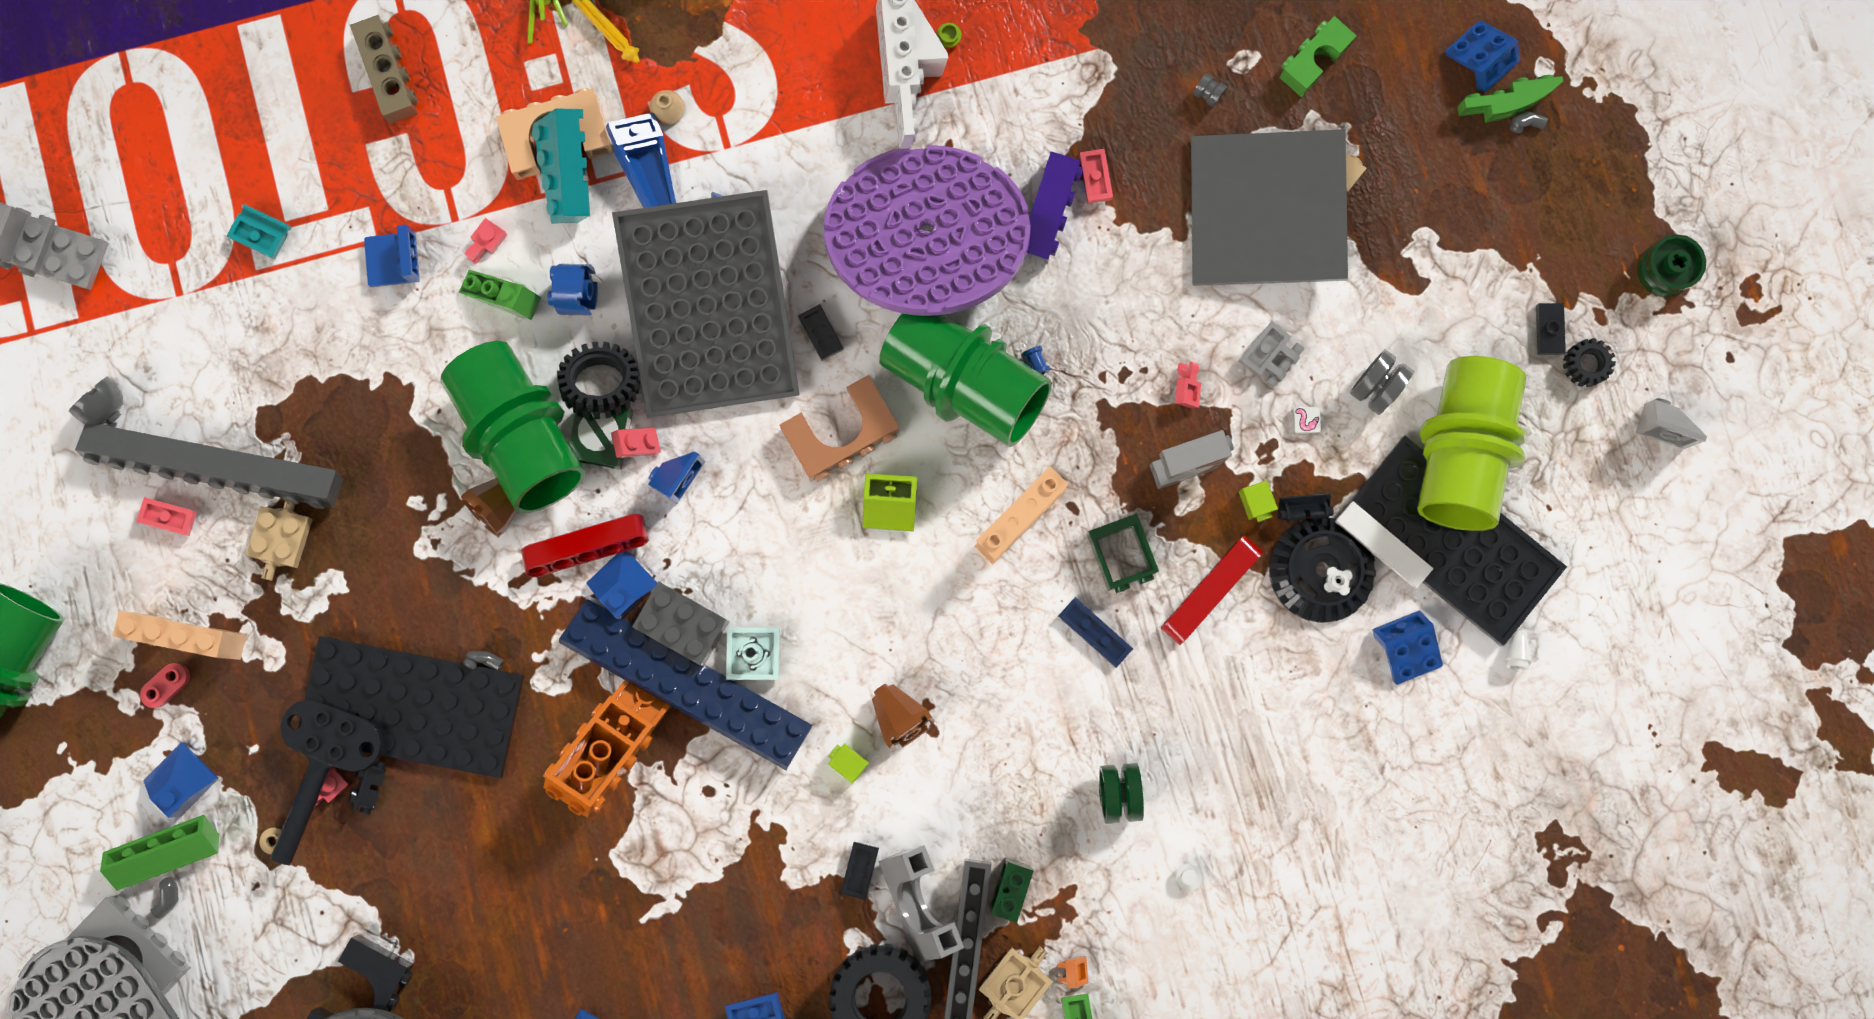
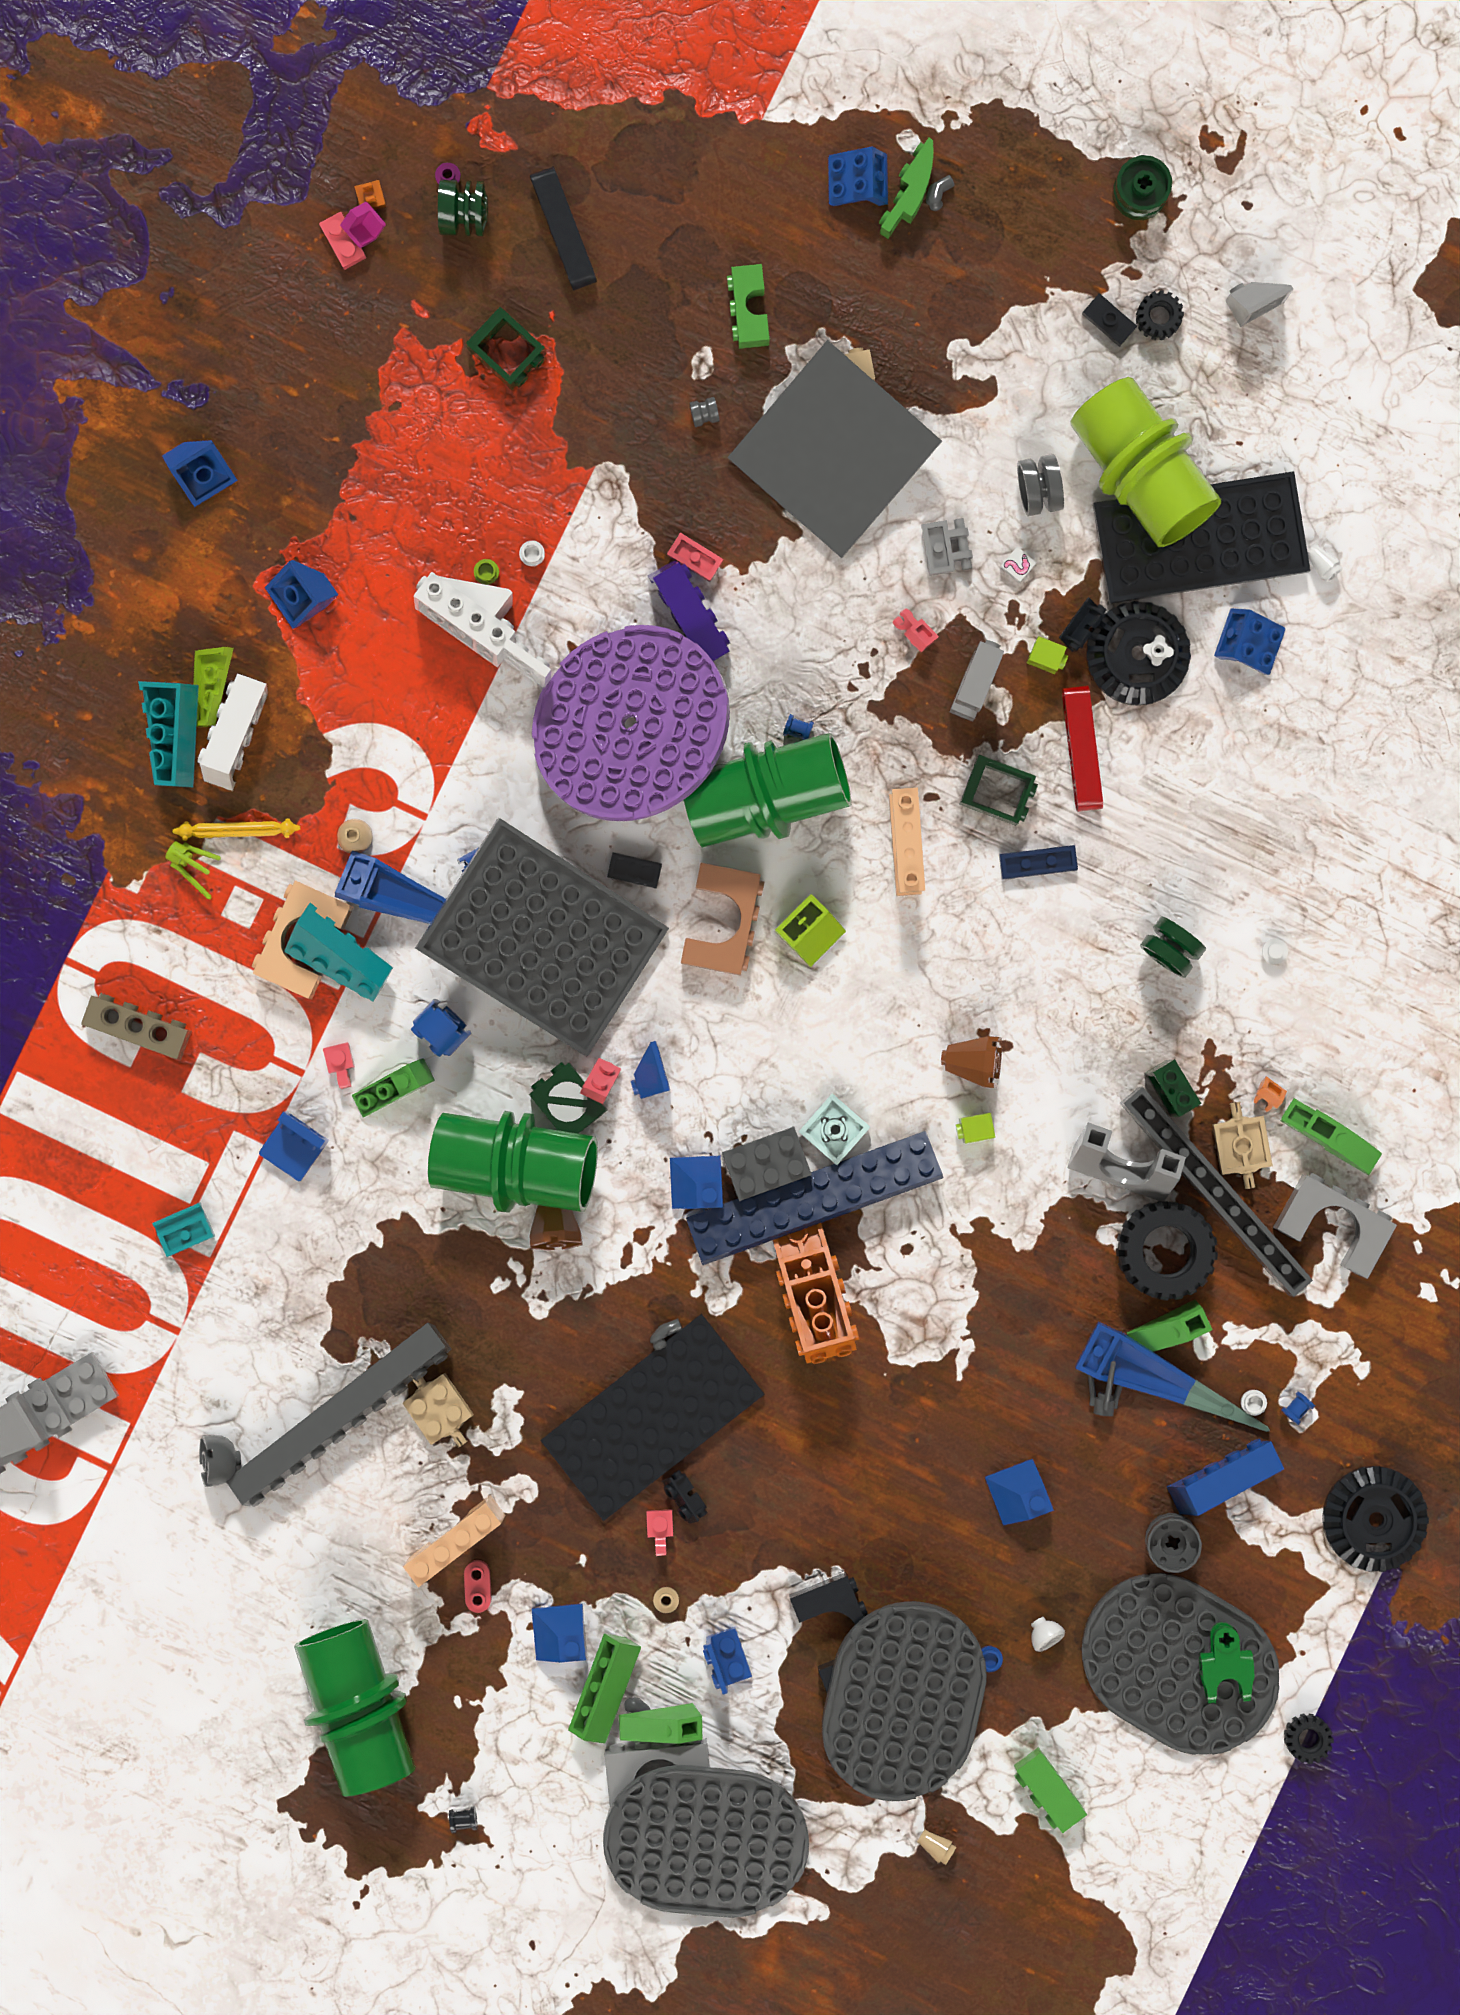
camera: 50 degrees left, 5 degrees up
(166, 516) = (349, 1480): coral plate -> none
(167, 925) = (662, 1725): none -> bright green slope
(262, 928) = (727, 1657): none -> blue bracket
(328, 741) = (630, 1495): black piece -> none
(584, 545) = (644, 1185): red beam -> none
(598, 356) = (549, 1085): black tyre -> none
(859, 870) = (1061, 1187): black plate -> none
(992, 56) = (532, 553): none -> white plate
(1384, 545) = (1161, 592): white tile -> none

